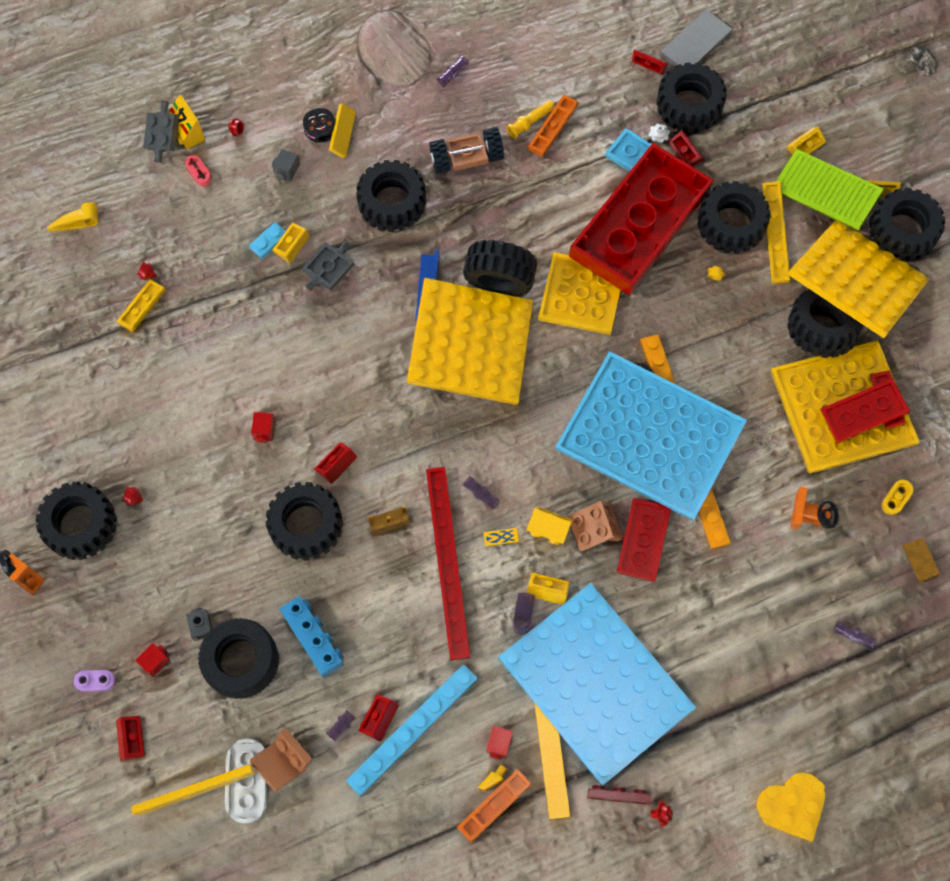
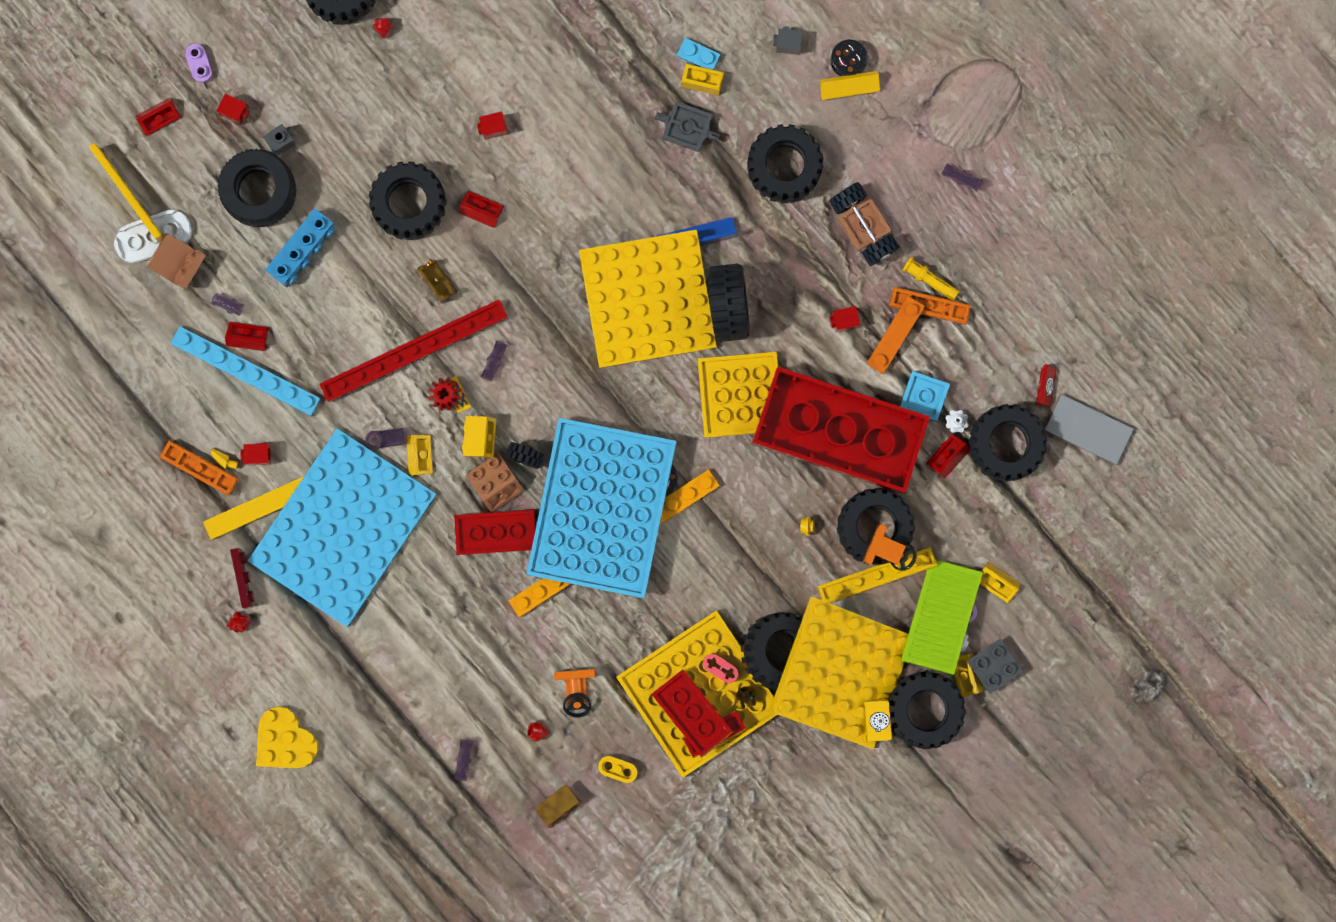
camera: 70 degrees right, 15 degrees up
(505, 543) = (442, 388): none -> red gear
(543, 191) = (844, 319): none -> red brick
(570, 156) = (895, 334): none -> orange plate
(580, 488) = (524, 455): none -> black tyre
(757, 207) = (889, 550): none -> orange piece
(829, 381) = (717, 672): none -> coral beam
(843, 559) = (537, 731): none -> red plate
(857, 363) = (746, 693): none -> dark brown plate
(881, 162) = (995, 666): none -> dark grey hinge
(907, 261) = (878, 720): none -> yellow slope

